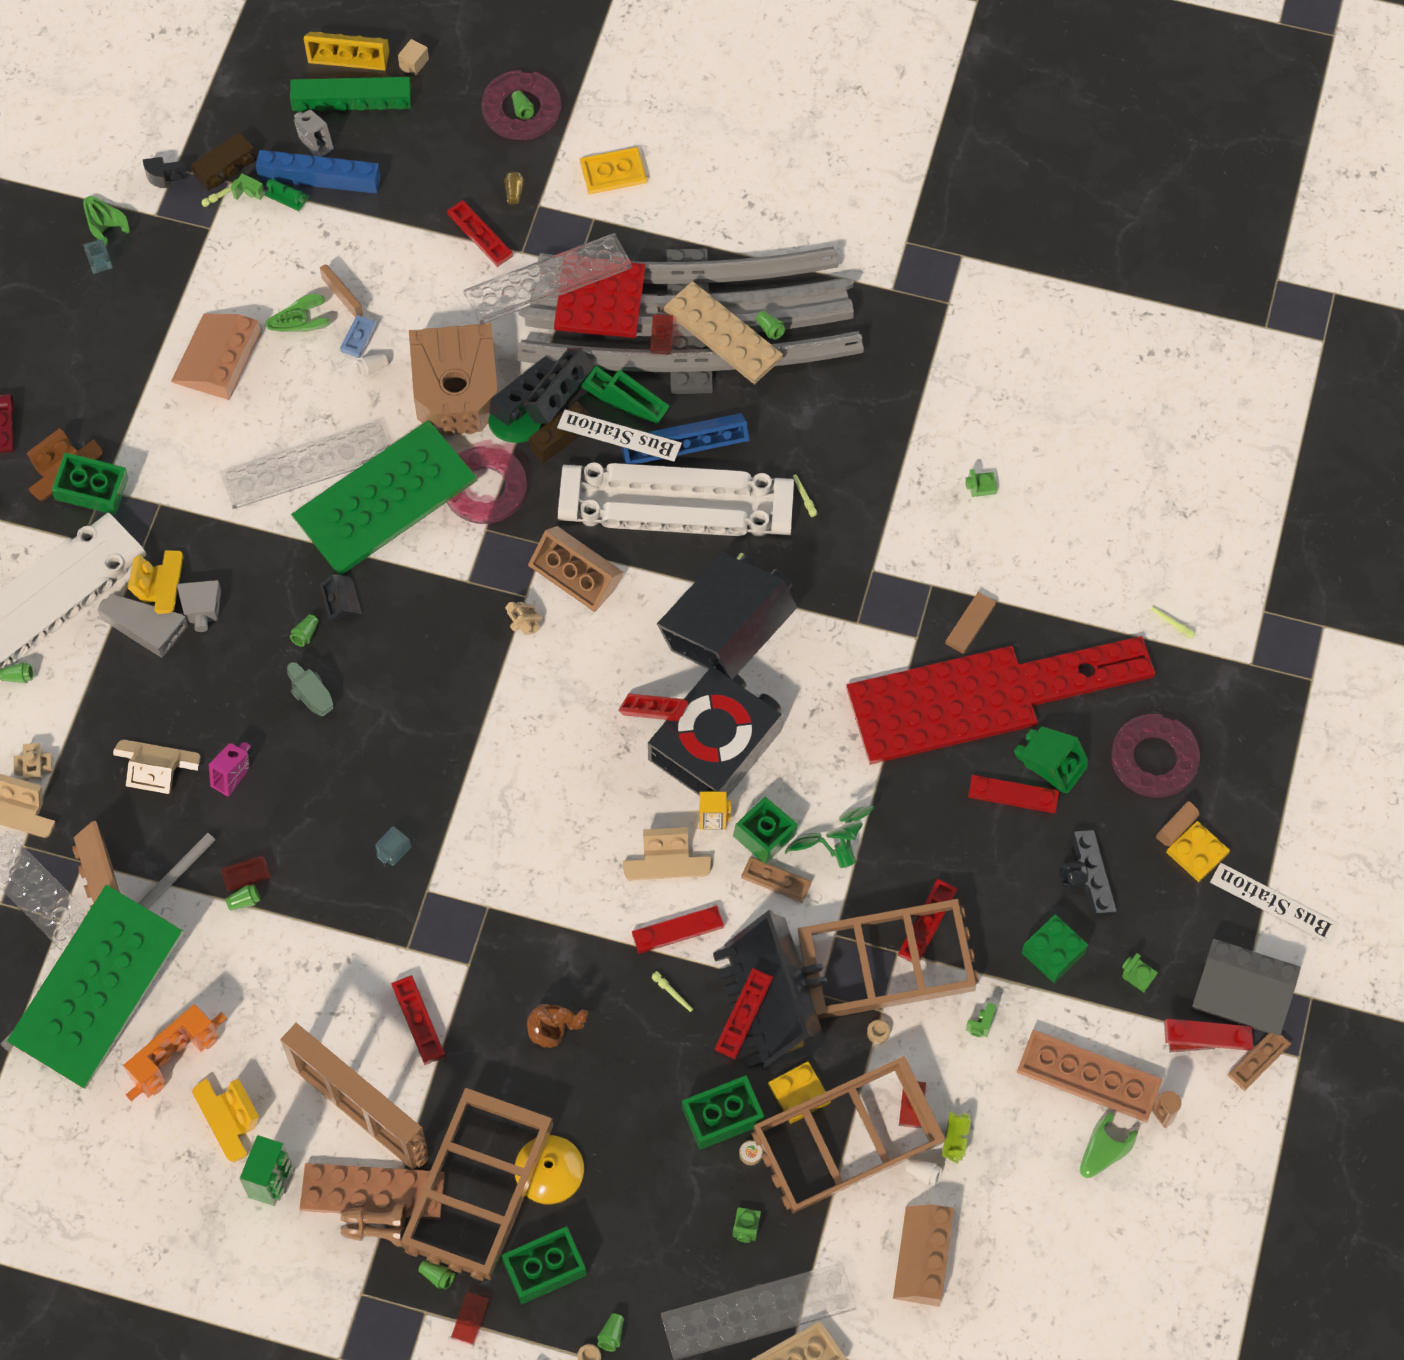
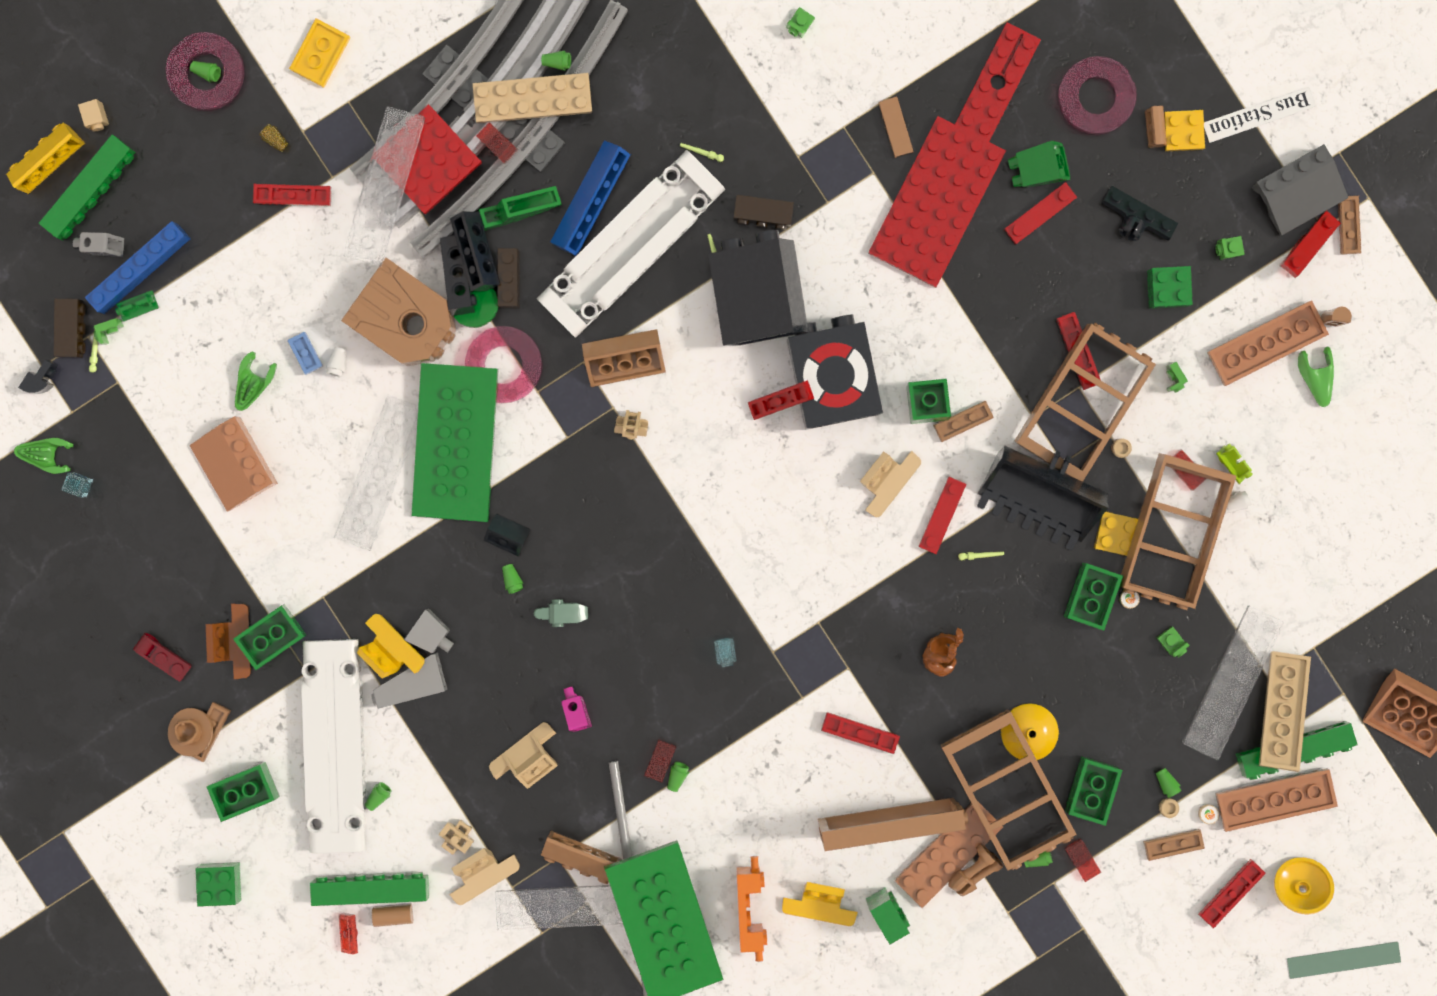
camera: 50 degrees left, 25 degrees up
(341, 291) = (256, 334): medium nougat tile -> none
(619, 435) = (553, 243): white sticker -> none
(714, 810) = (886, 423): yellow brick -> none
(744, 1013) = (1038, 524): red plate -> none
(806, 582) = (763, 212): none -> dark brown brick
(849, 831) = (989, 361): green plant -> none
(923, 1254) = (1287, 550): medium nougat slope -> none

